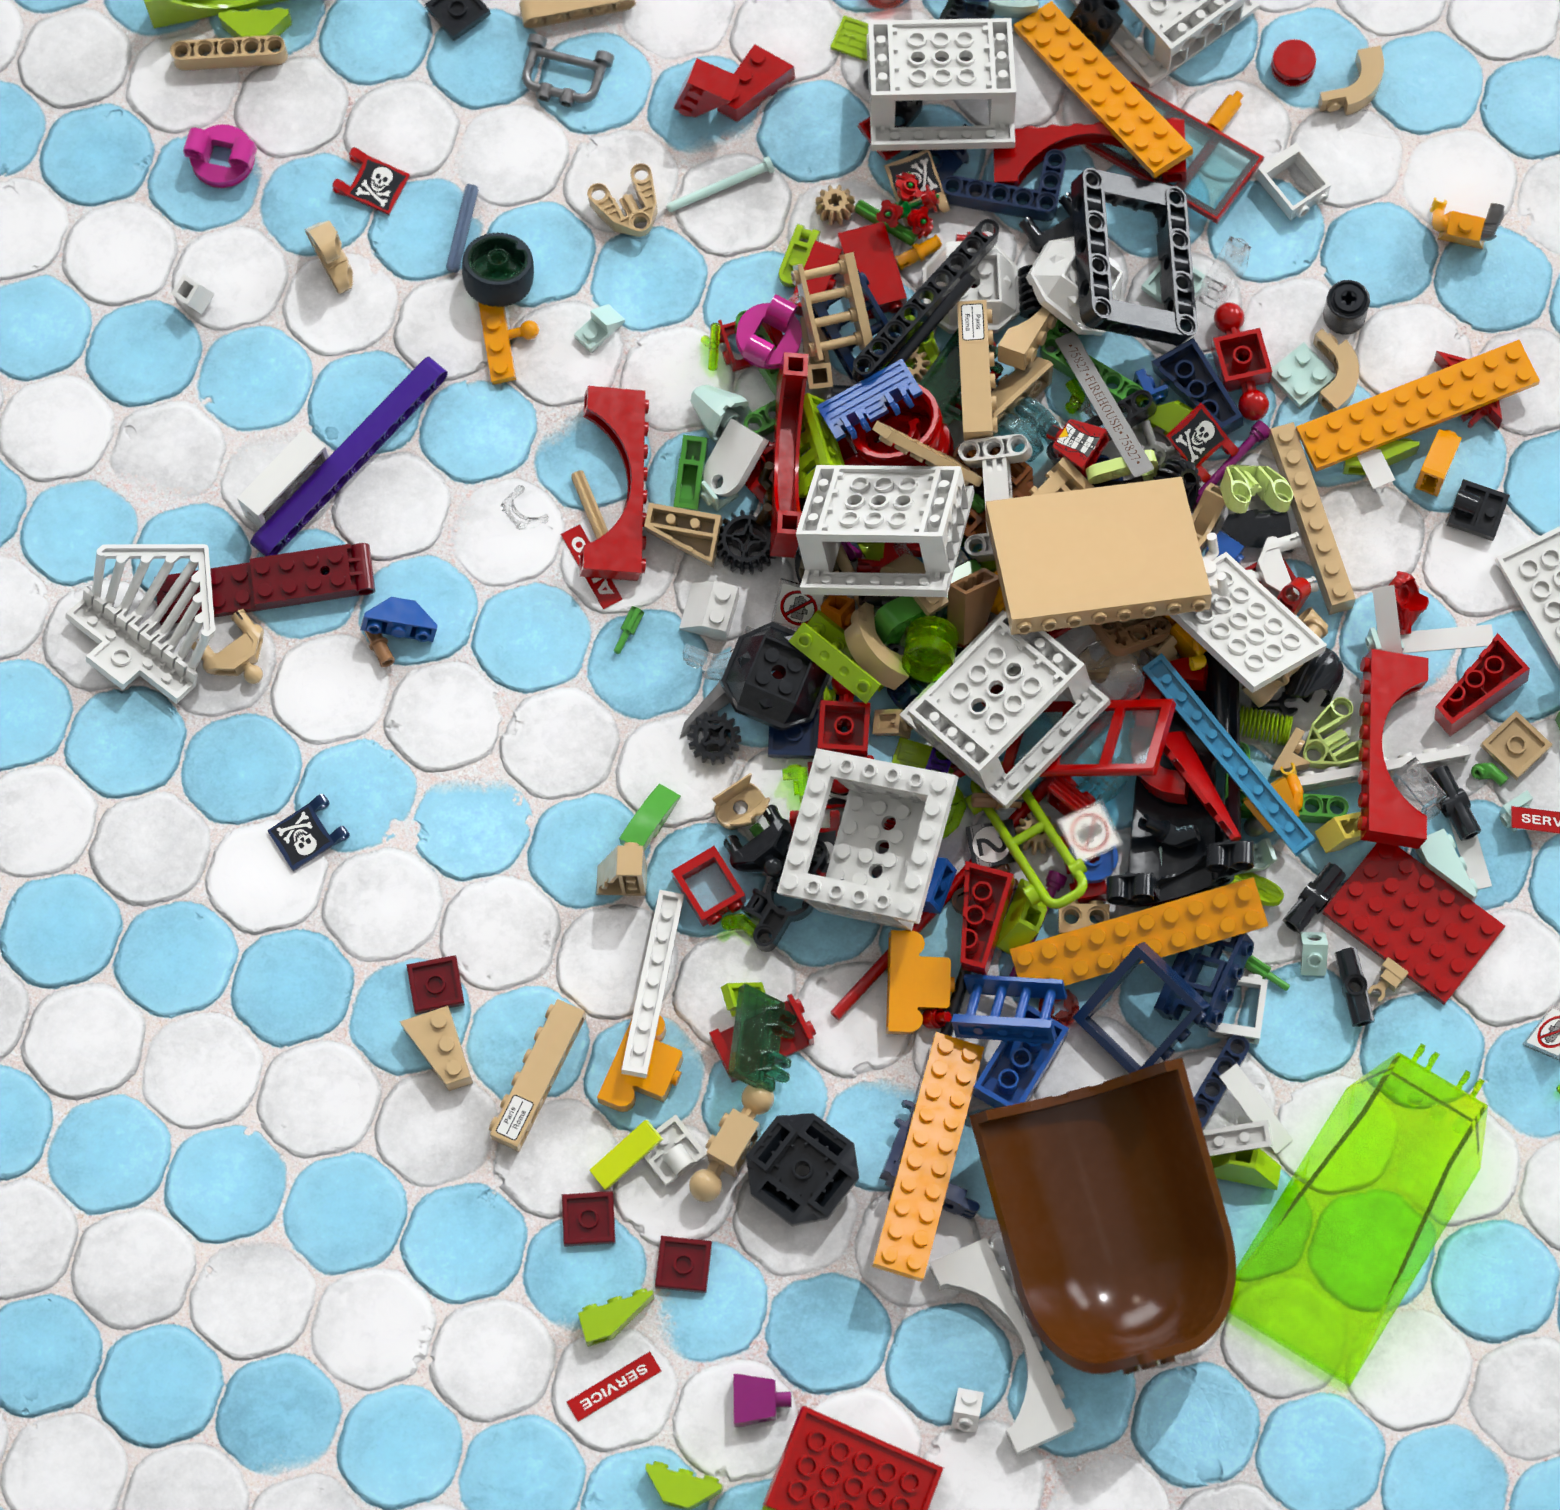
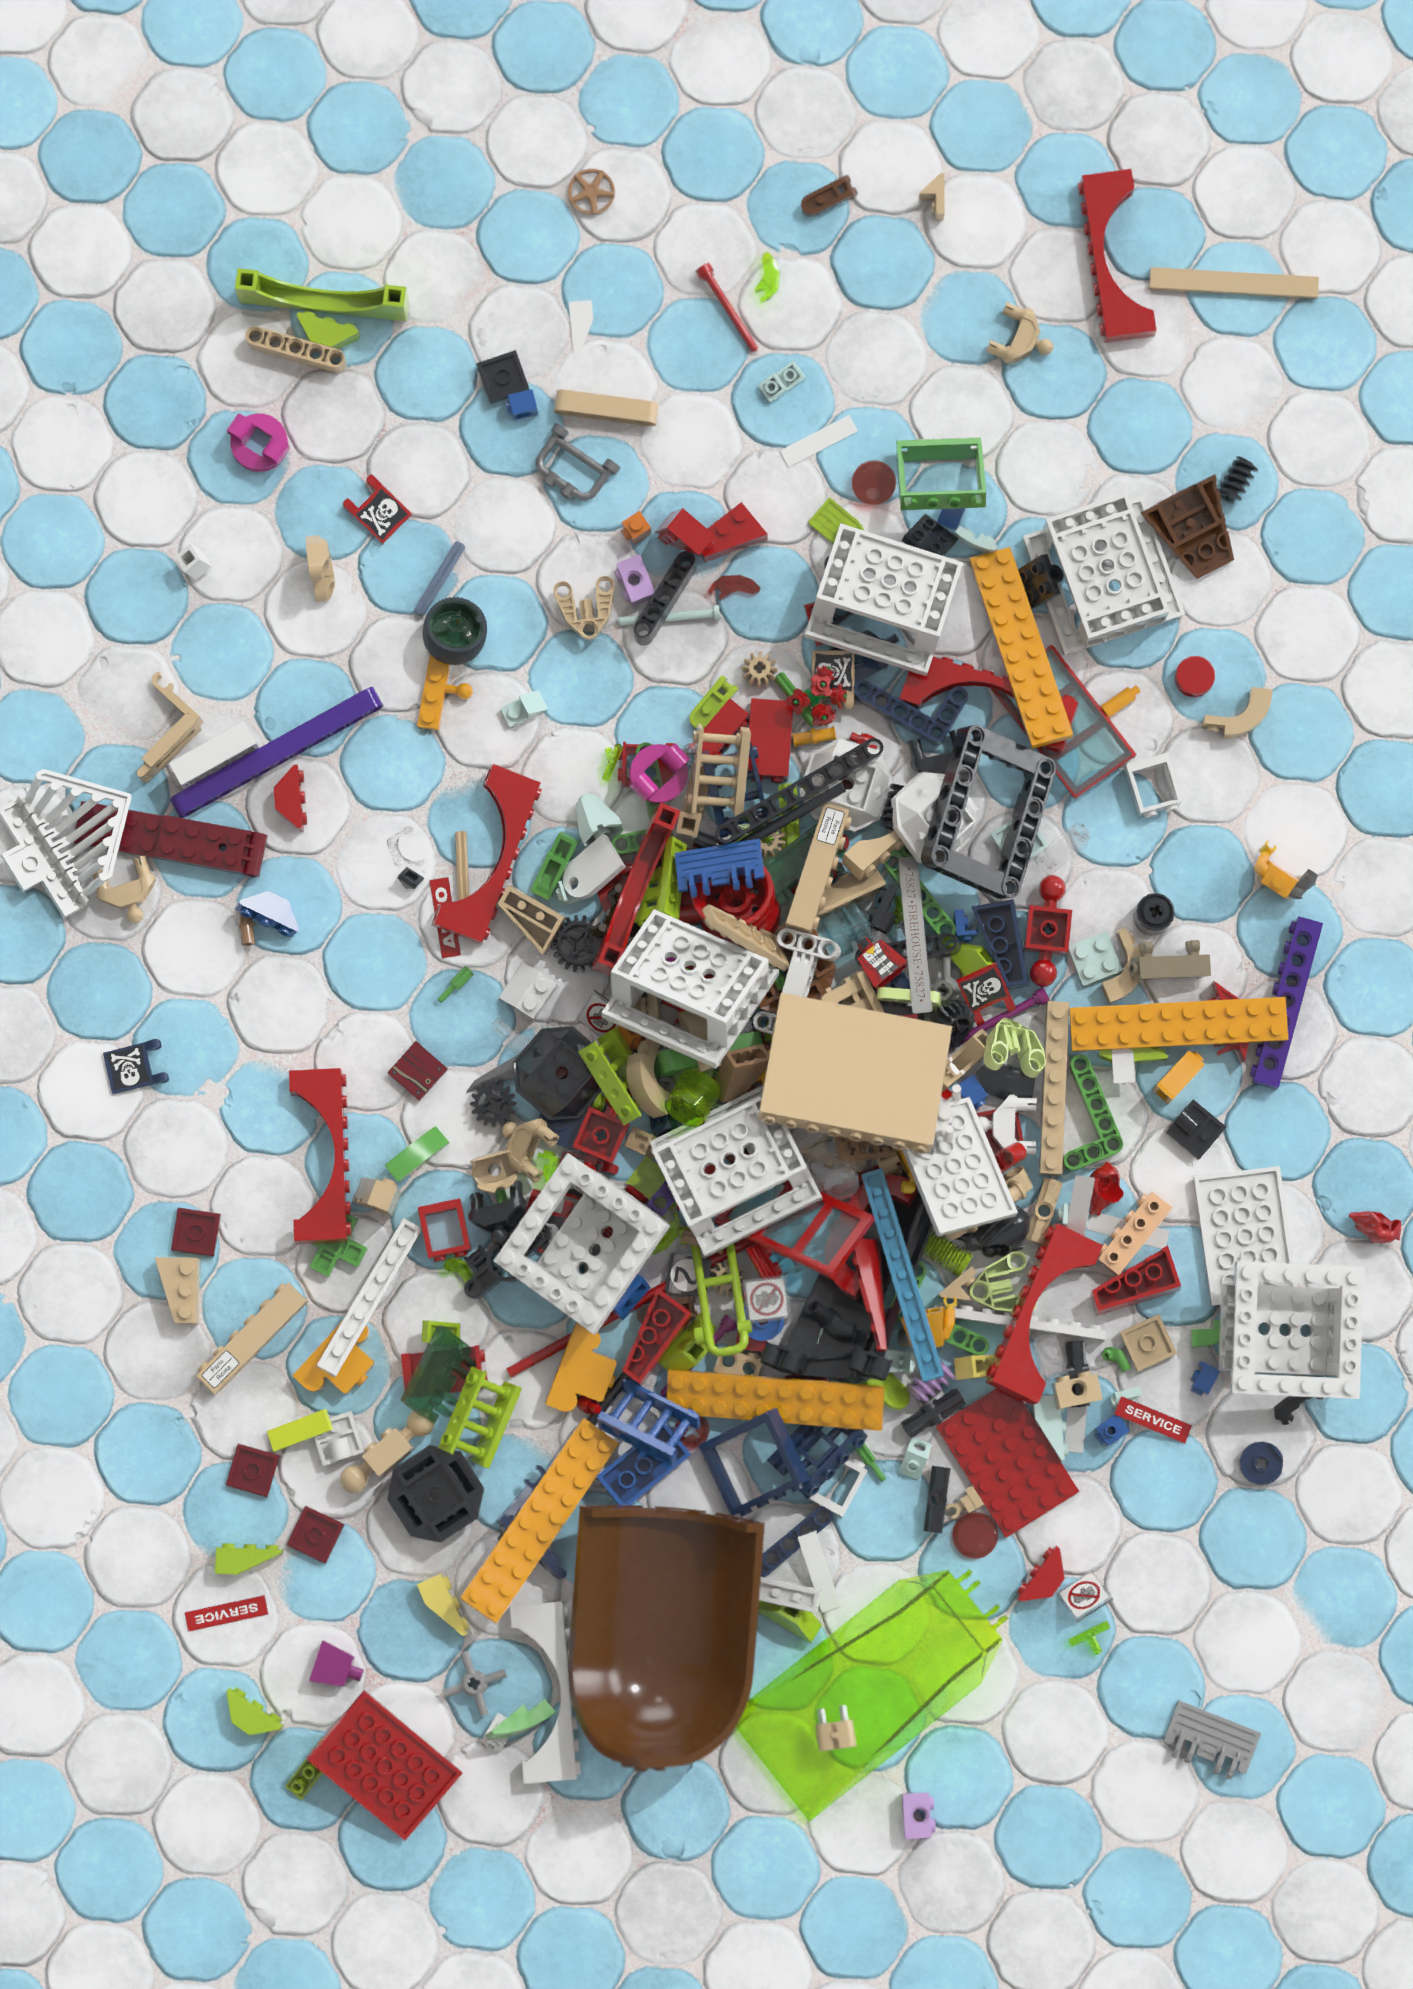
camera: 15 degrees right, 10 degrees up
(234, 479) = (174, 739): none -> tan hinge
(381, 499) = (289, 798): none -> red slope
(488, 29) = (522, 405): none -> blue brick
(539, 538) = (410, 878): none -> black slope
(576, 914) = (328, 1217): none -> red arch
(592, 943) = (330, 1253): none -> bright green plate
(619, 733) = (417, 1071): none -> dark red tile
(653, 108) = (636, 528): none -> orange brick
(665, 149) = (634, 568): none -> lavender brick
(705, 174) = (665, 588): none -> black beam
(763, 763) = (523, 1145): none -> tan connector
(772, 133) = (733, 583): none -> clear red piece
(841, 1070) = (495, 1426): none -> lime fence
(848, 1286) = (439, 1599): none -> light yellow slope
(921, 1354) = (464, 1686): none -> light grey bar
(989, 1383) = (522, 1721): none -> bright green slope
(1060, 405) = (880, 917): none -> black plate
(1295, 868) = (922, 1389): none -> lavender piece
(1309, 706) = (993, 1250): none -> black bar
(1344, 1273) = (835, 1734): none -> tan piece
(1350, 634) = (1047, 1197): none -> tan piece
(1366, 533) = (1095, 1116): none -> bright green beam
(1386, 351) = (1170, 967): none -> dark tan brick
(1410, 1013) = (975, 1535): none -> clear red piece
(1454, 827) = (1063, 1390): none -> tan brick
(1456, 636) = (1134, 1233): none -> light nougat brick
(1465, 1350) = (912, 1802): none -> lavender brick
(1505, 1030) = (1045, 1578): none -> red slope
(1513, 849) = (1110, 1430): none -> blue brick
(1517, 270) = (1311, 931): none -> dark purple brick

